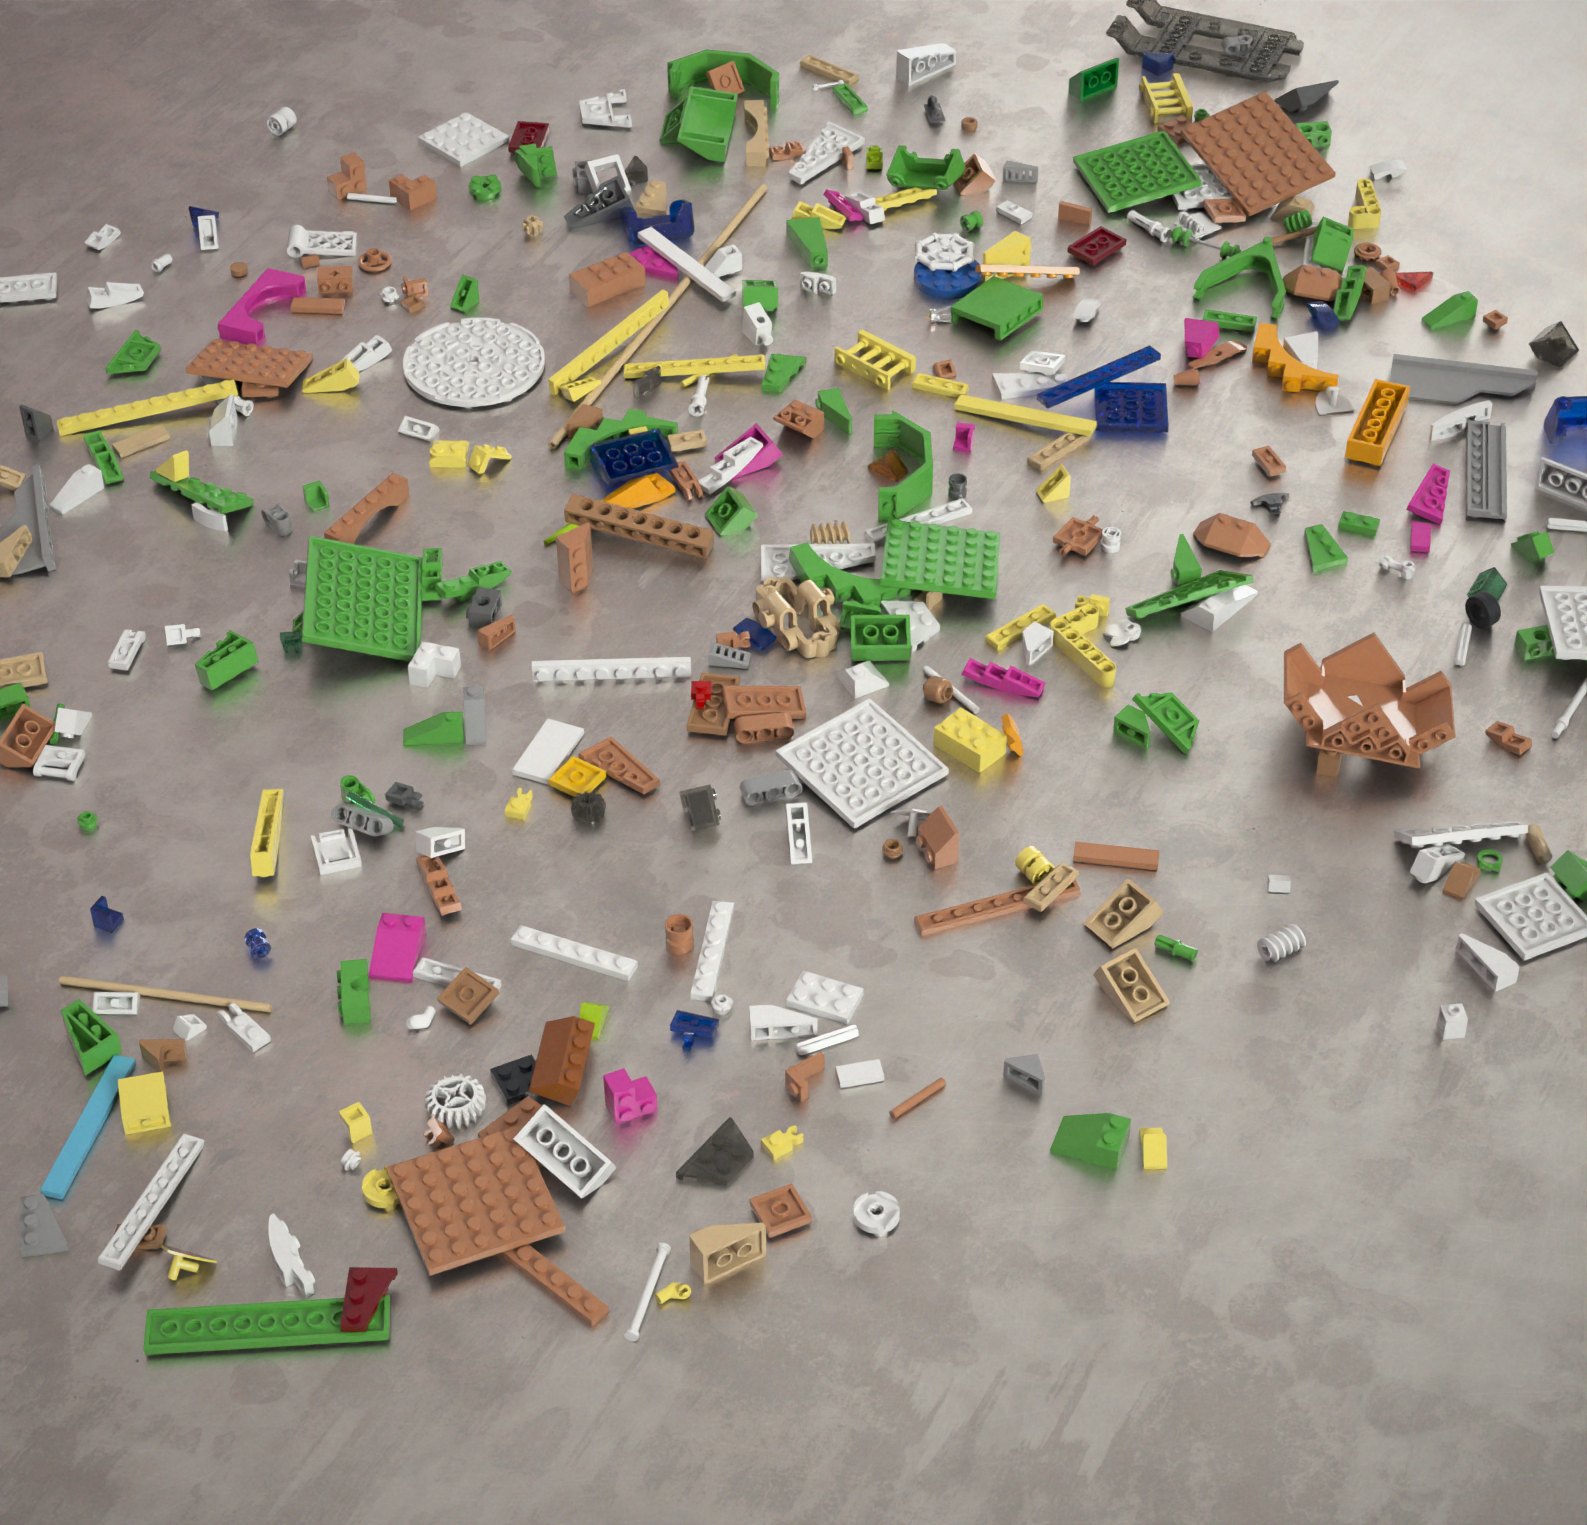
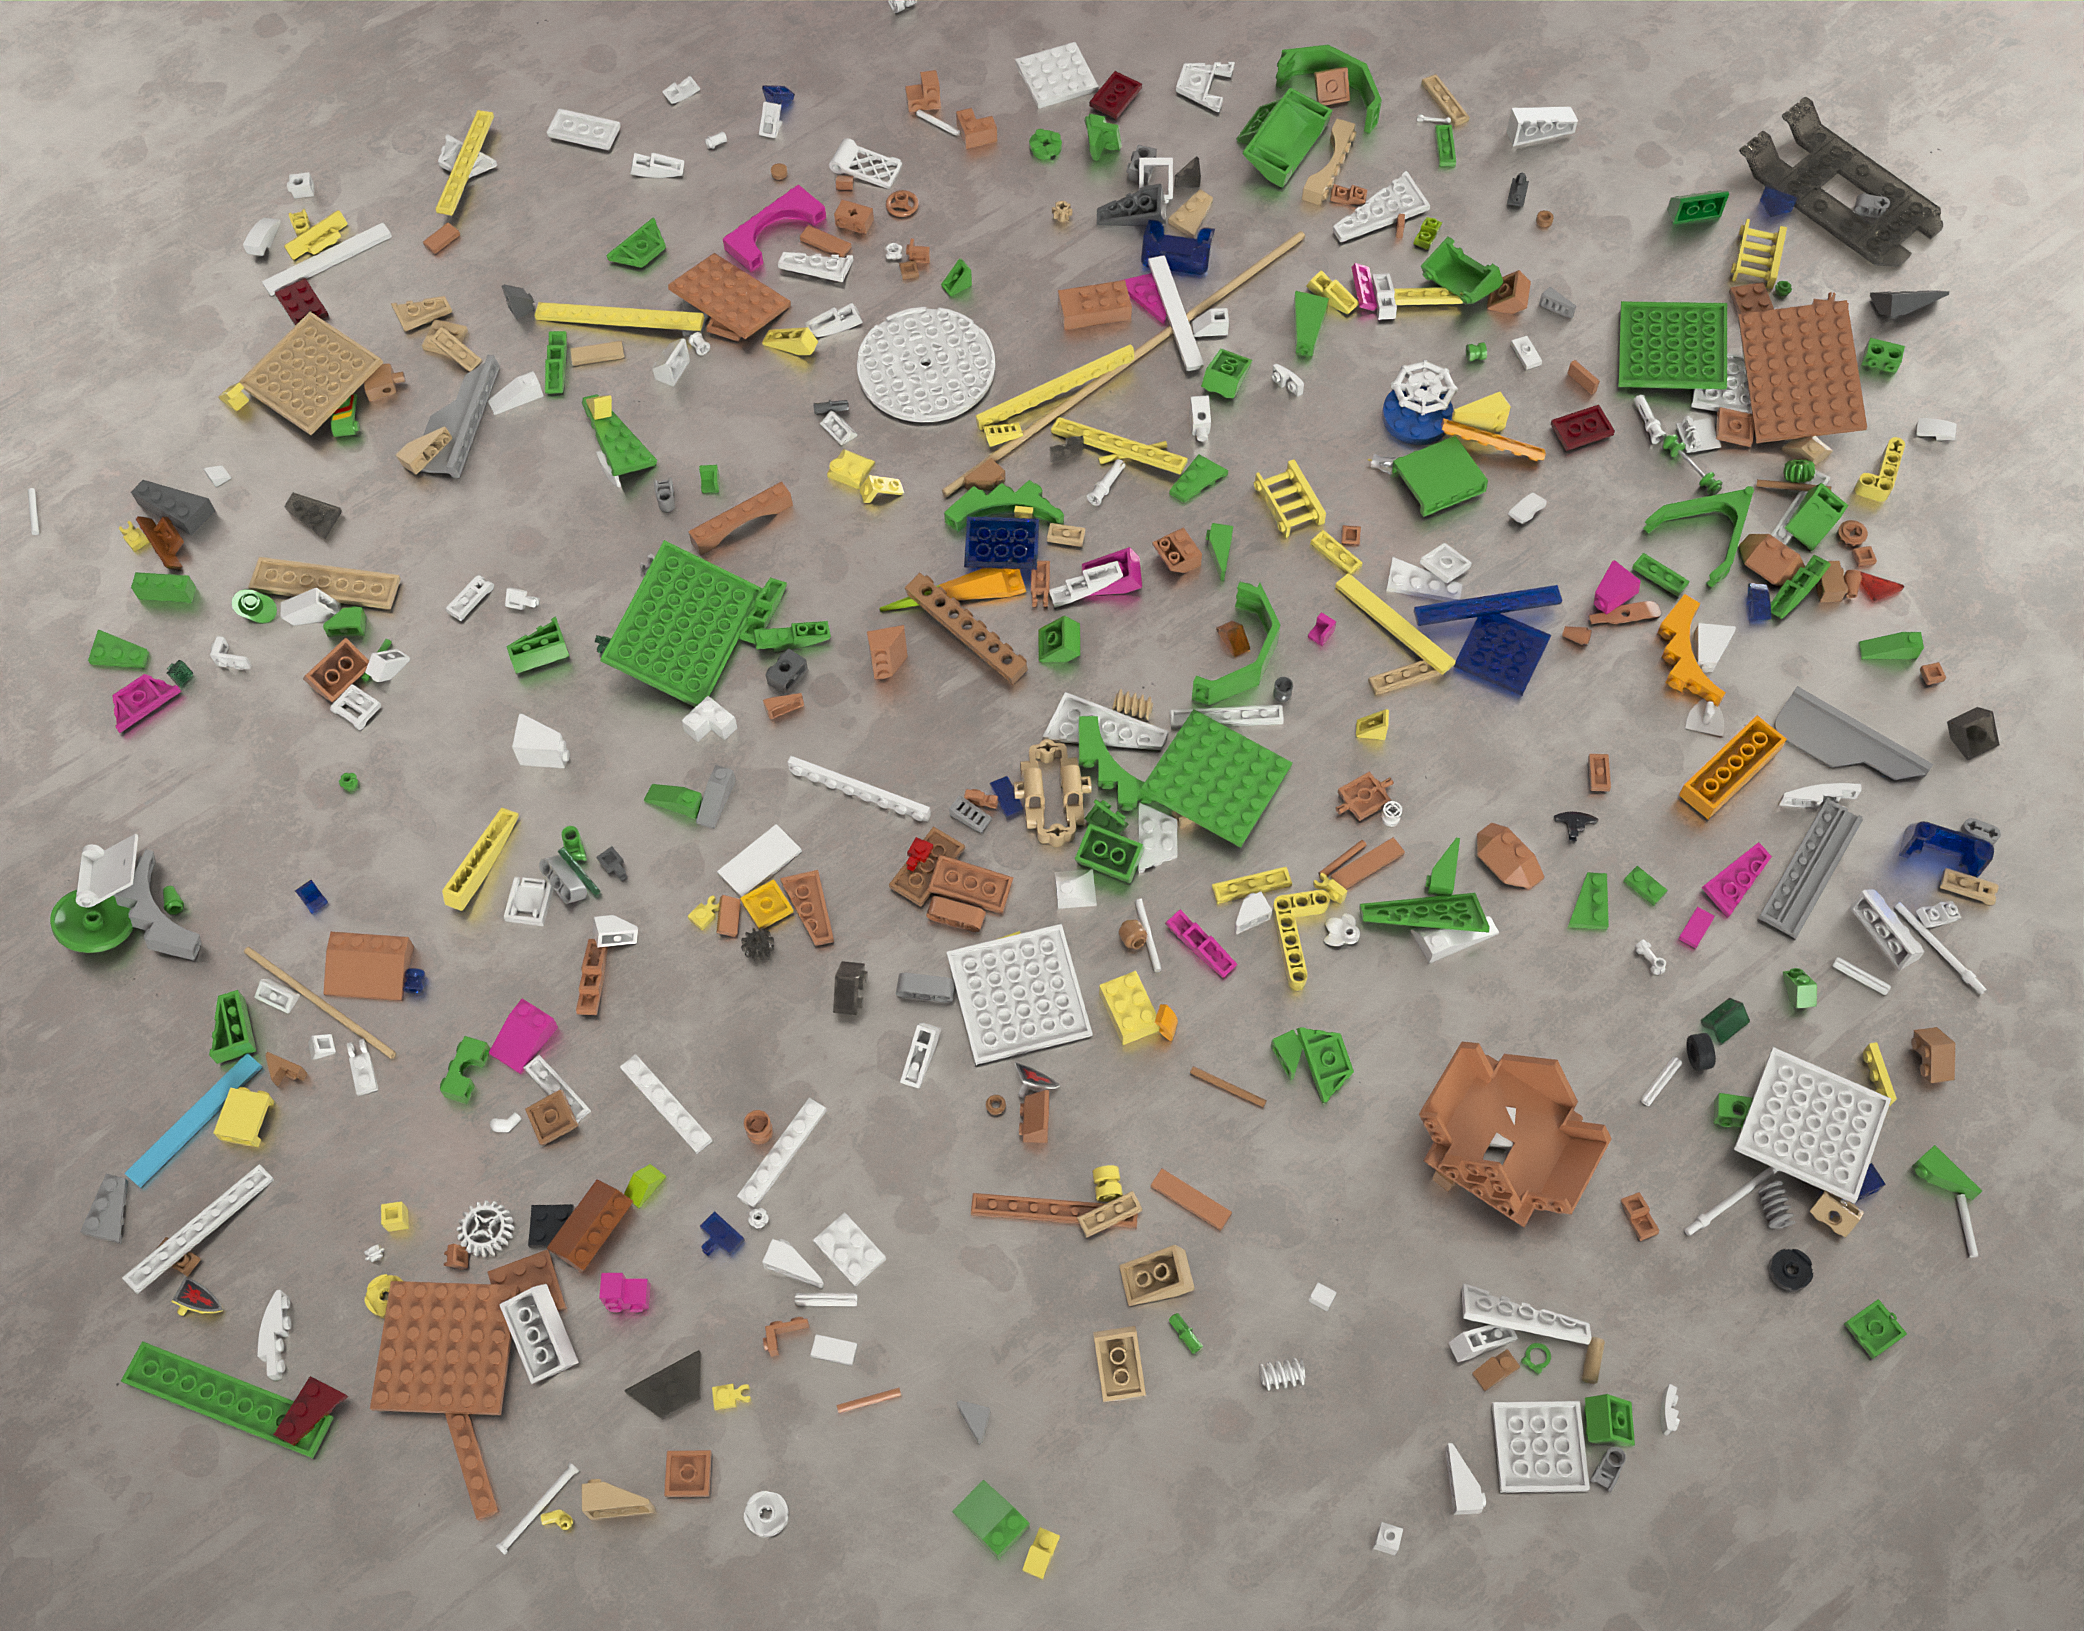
camera: 25 degrees right, 20 degrees up
(200, 947) = (367, 965): none -> nougat slope
(275, 727) = (539, 744): none -> white slope
(319, 322) = (830, 268): none -> white wing
(398, 416) = (824, 407): none -> dark grey axle
(545, 797) = (728, 915): none -> nougat tile
(1078, 768) = (1228, 1086): none -> medium nougat bar
(1090, 582) = (1343, 858): none -> nougat bar
(1116, 577) = (1368, 863): none -> nougat tile

